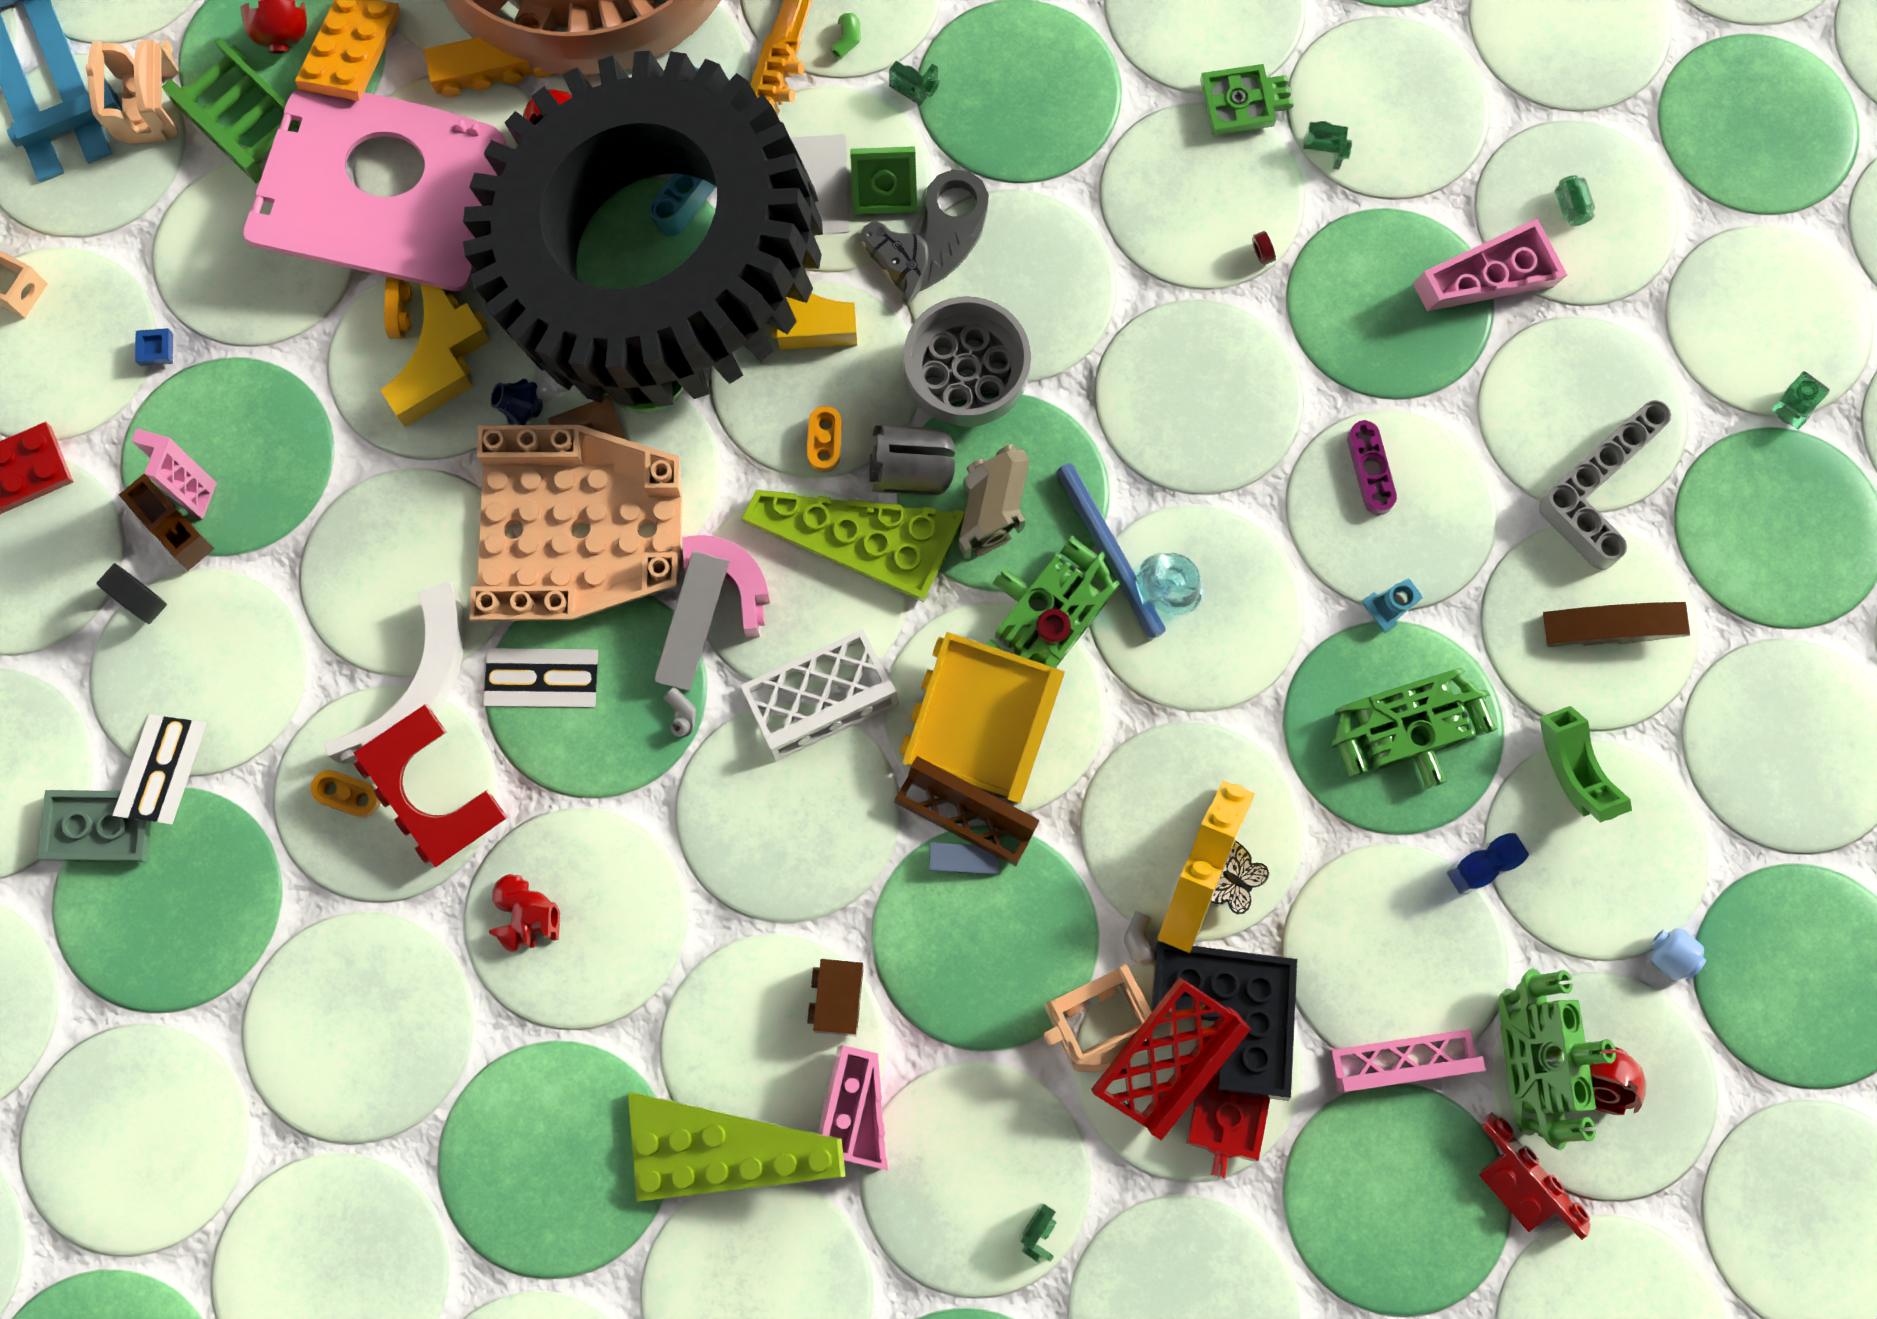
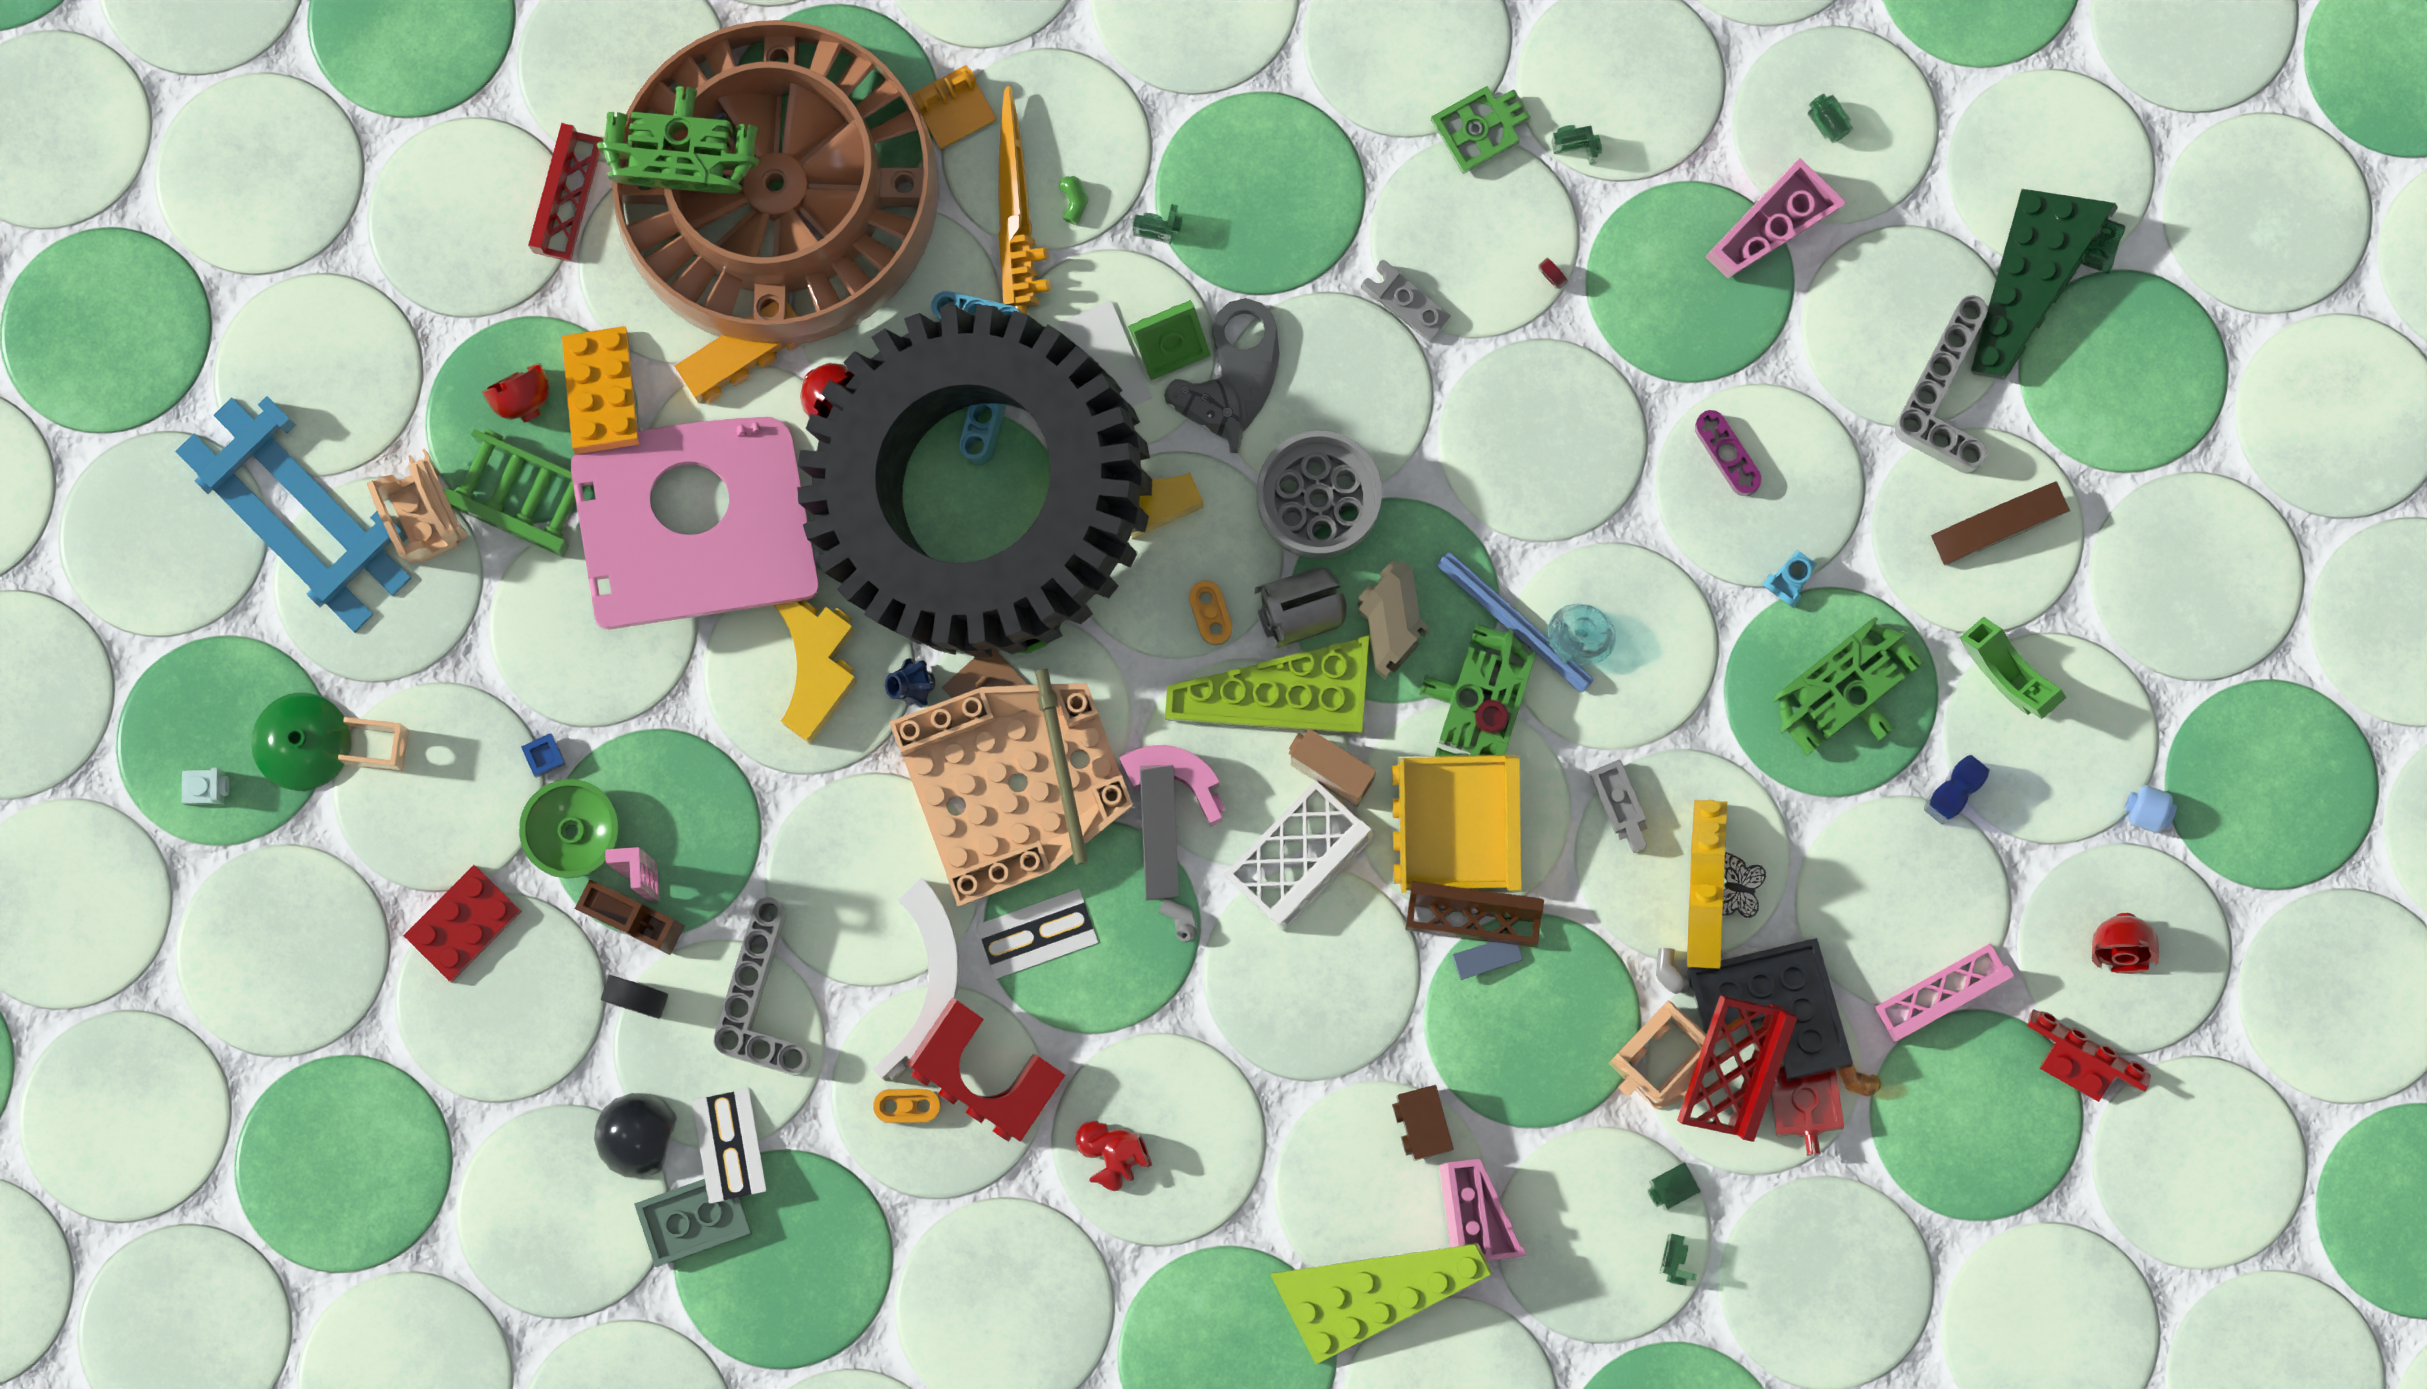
camera: 15 degrees left, 5 degrees up
(78, 724) = (634, 1134): none -> black cylinder
(134, 403) = (549, 816): none -> bright green dish
(248, 634) = (752, 995): none -> light grey beam
(395, 315) = (763, 645): light orange plate -> none
(633, 462) = (1048, 703): none -> olive bar
(881, 618) = (1331, 766): none -> medium nougat brick
(1063, 1156) = (1673, 1187): none -> clear green bracket
(1117, 226) = (1406, 301): none -> light grey plate
(1149, 757) = (1620, 803): none -> light grey hinge
(1289, 1120) = (1859, 1082): none -> clear orange arm
(1533, 1045) = (2065, 945): bright green piece -> none
(1730, 398) = (2037, 264): none -> dark green wing

